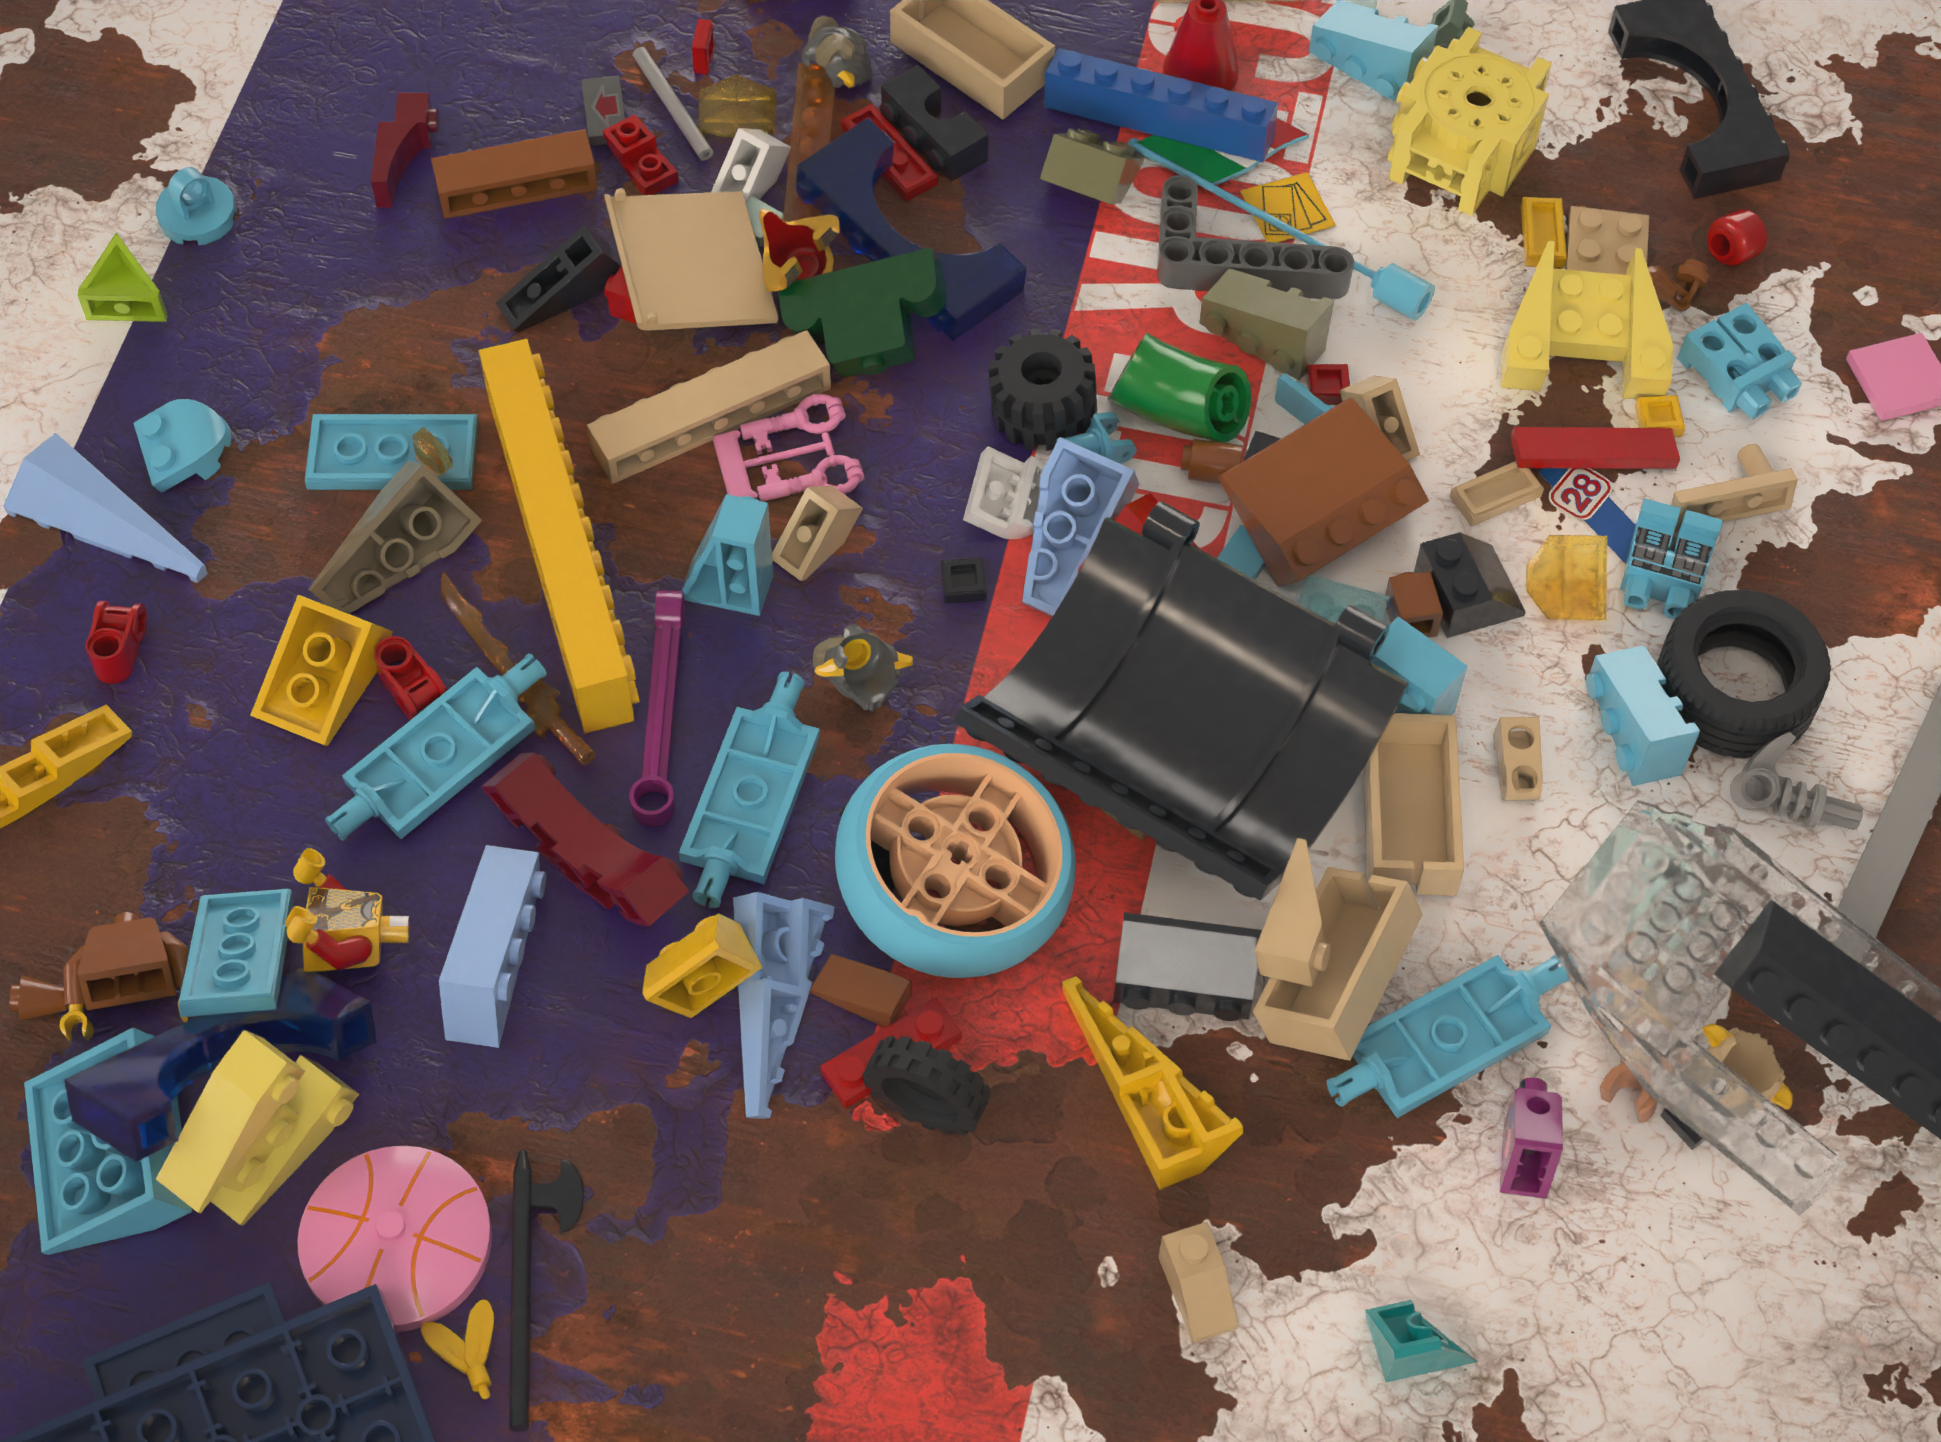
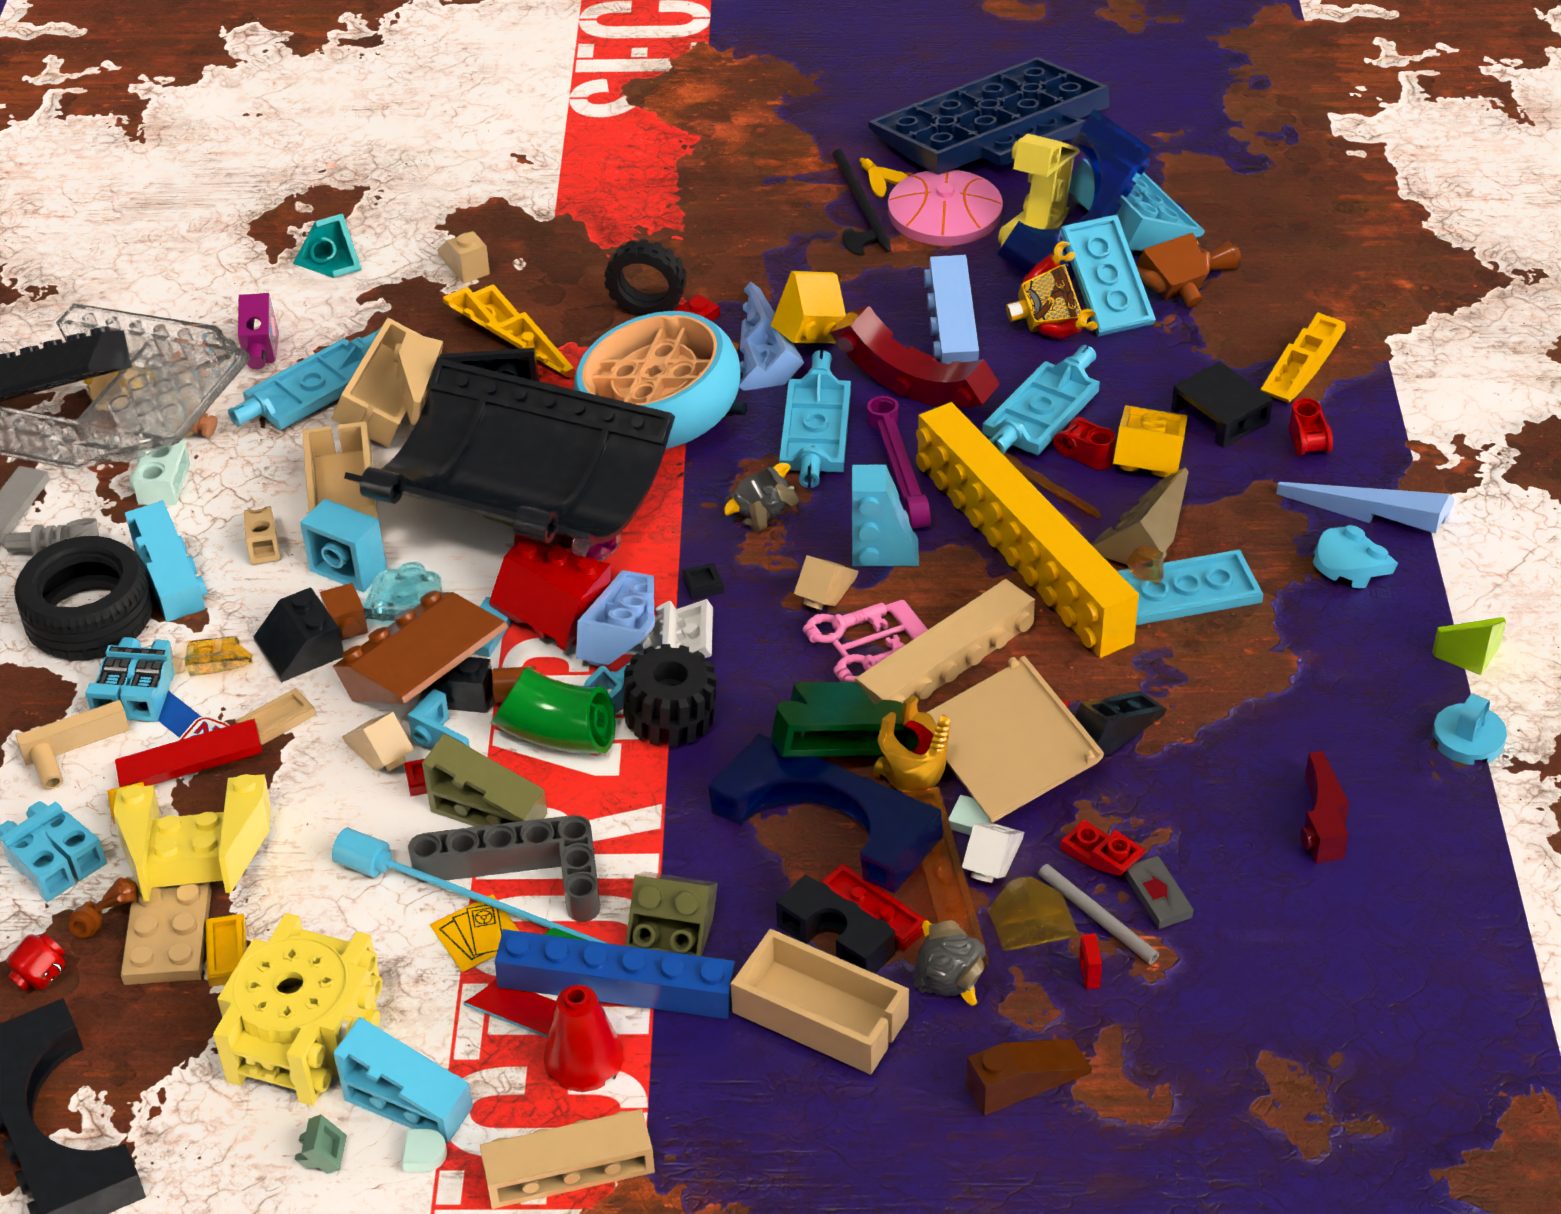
camera: 170 degrees right, 15 degrees down
(201, 705) = (1227, 400): none -> black panel
(514, 173) = (1205, 804): dark orange brick -> none

